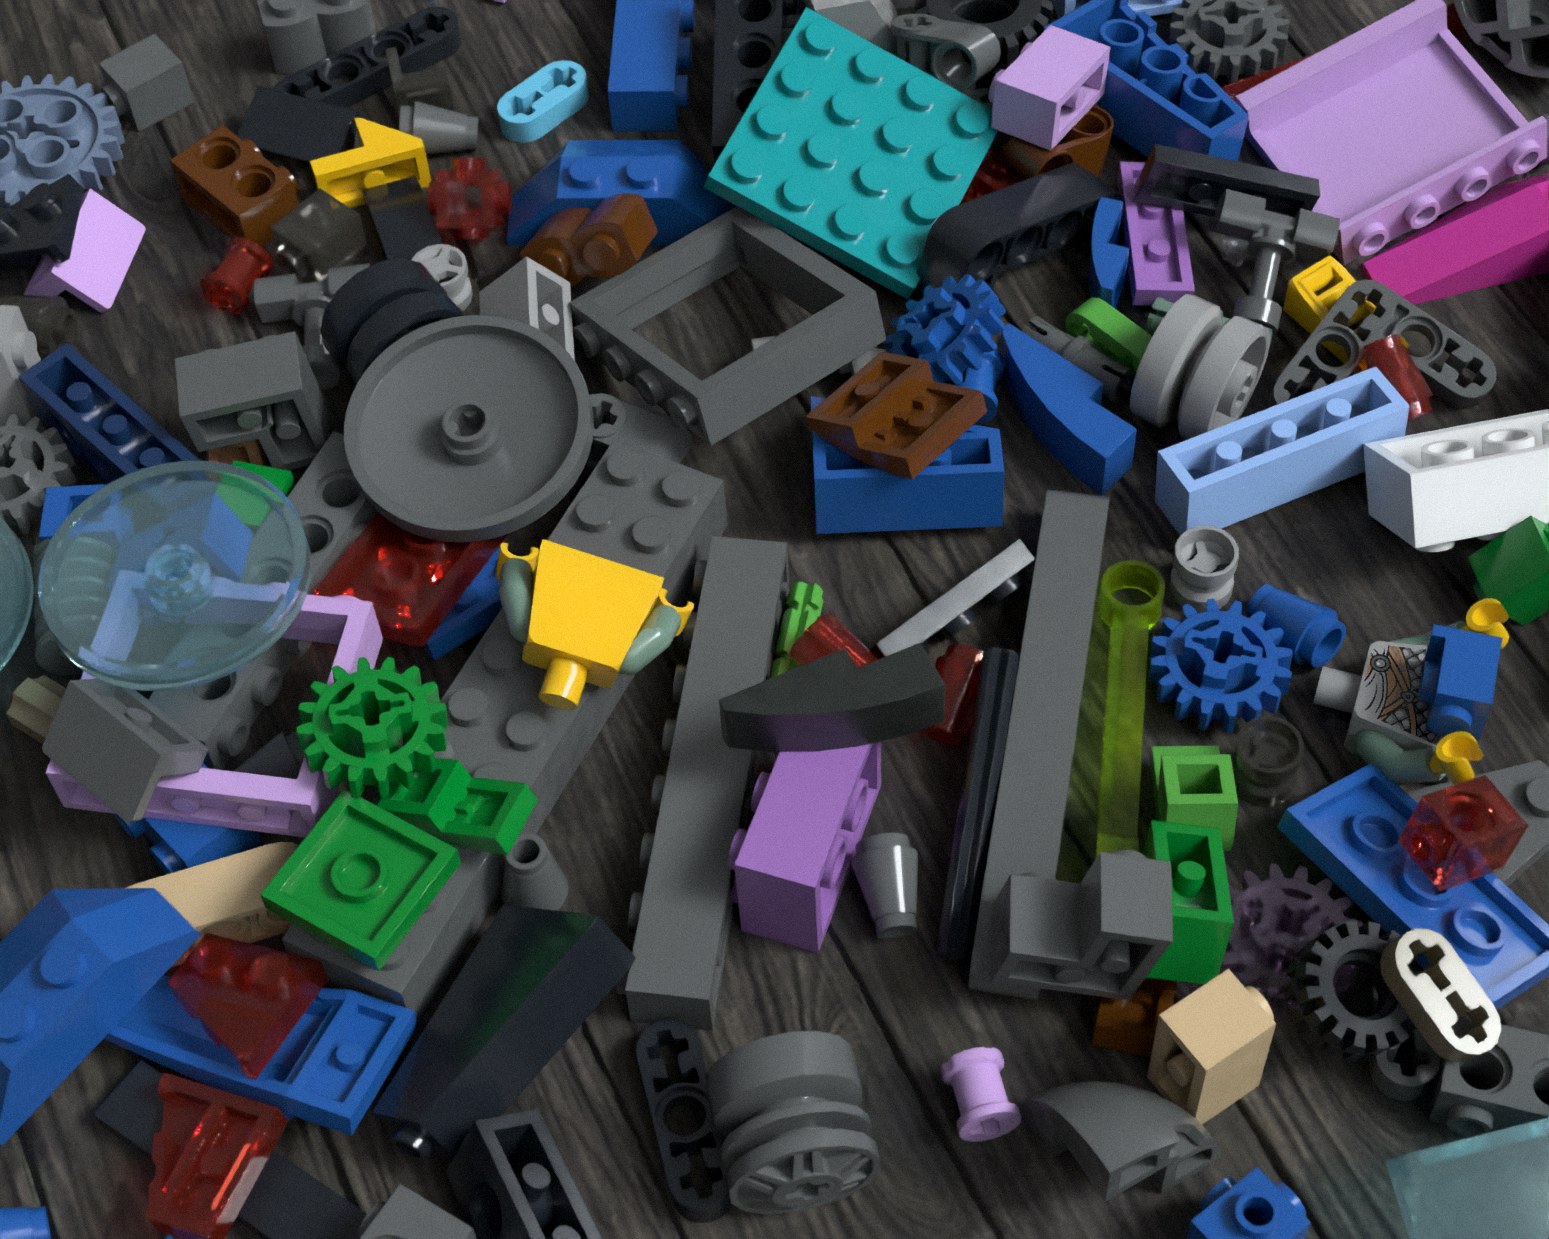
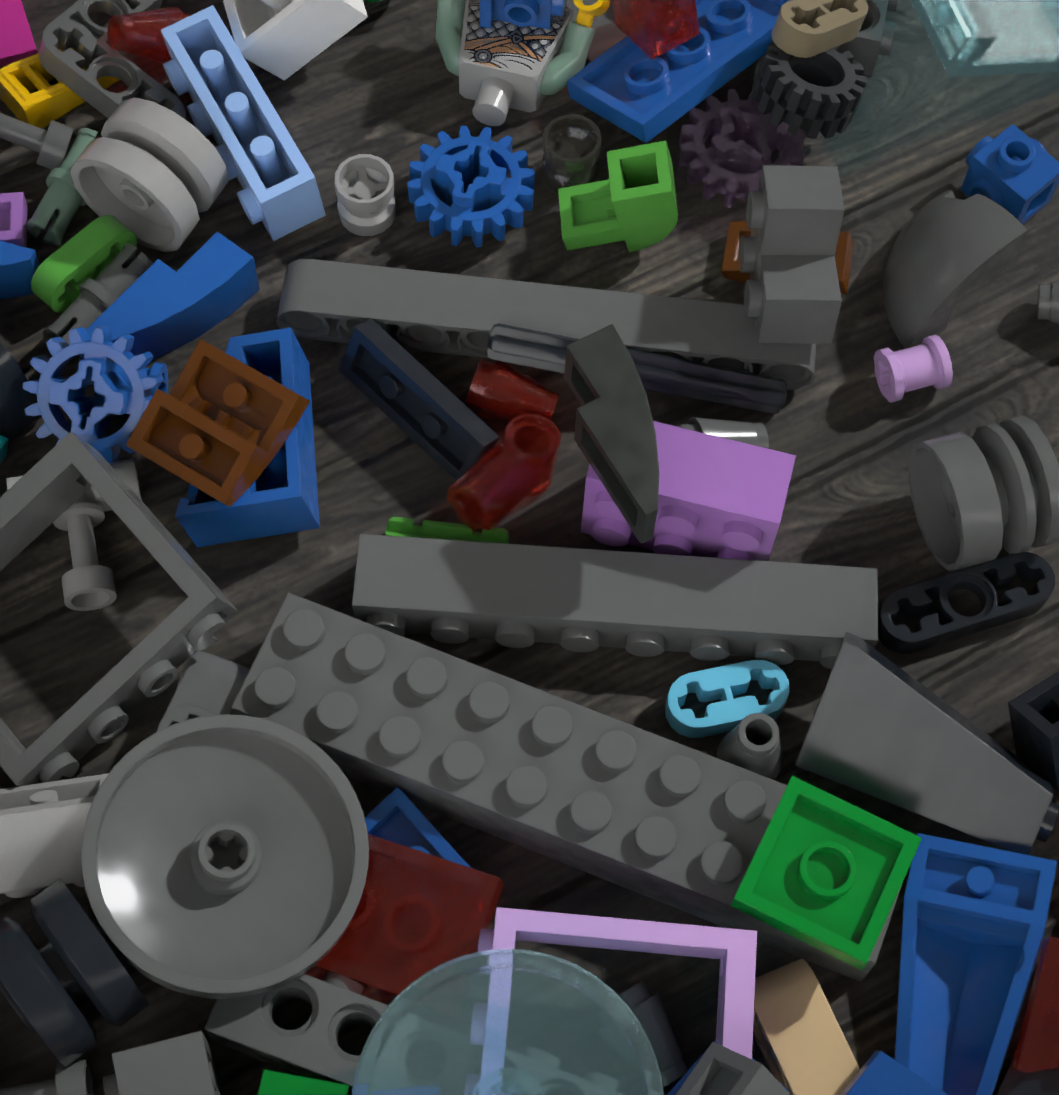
camera: 100 degrees left, 10 degrees up
(246, 995) = (929, 998): clear red wing -> none
(372, 727) = (686, 847): green gear -> none
(463, 808) = (725, 796): green slope -> none
(584, 617) = (504, 692): yellow torso -> none
(614, 872) = (723, 684): none -> medium azure beam
(1125, 701) = (680, 267): clear neon green piece -> none
(1199, 900) = (715, 194): green brick -> none
(1212, 1046) = (877, 182): tan brick -> none
(1307, 626) = (420, 125): blue cone -> none

